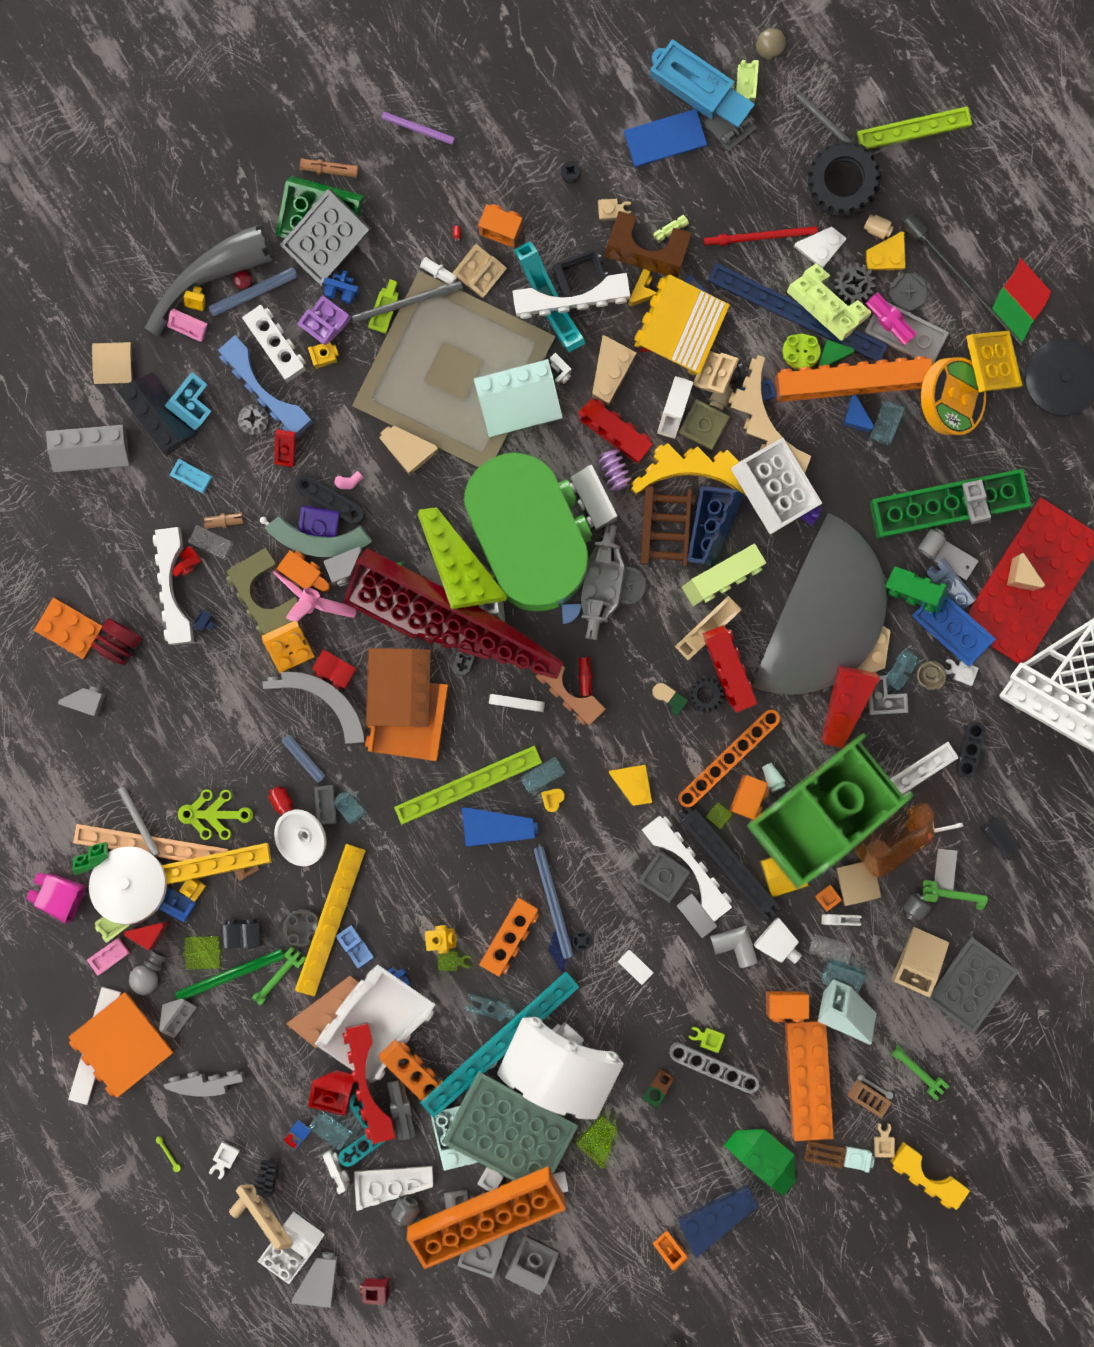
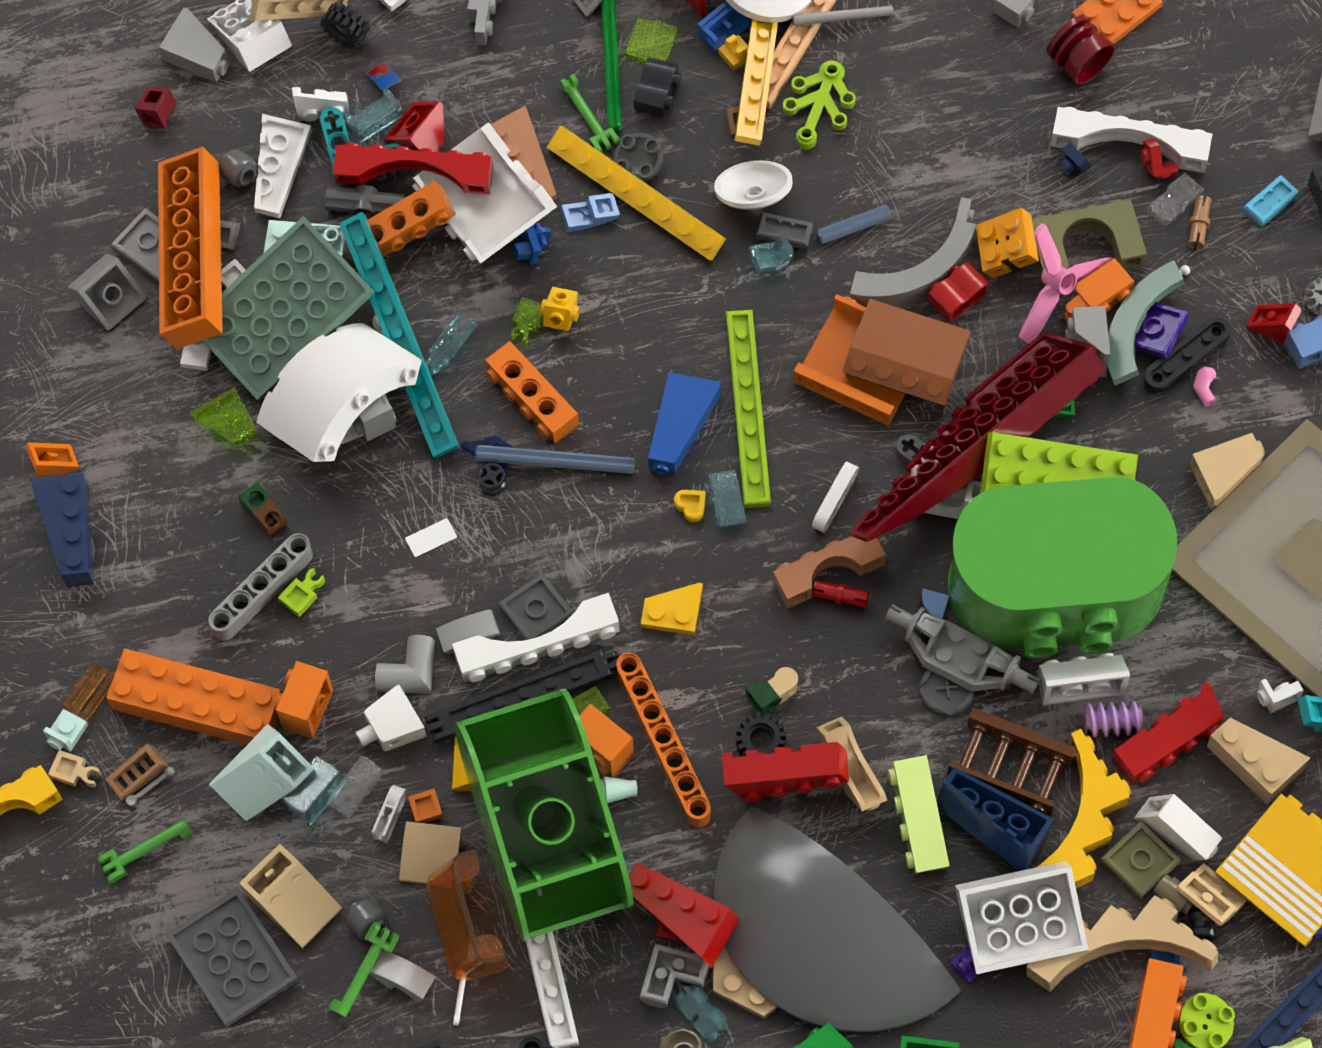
camera: 110 degrees right, 20 degrees down
(280, 800) = (810, 180): red brick -> none
(518, 398) = (1253, 624): light aqua slope -> none
(764, 1157) = (116, 611): green wedge -> none

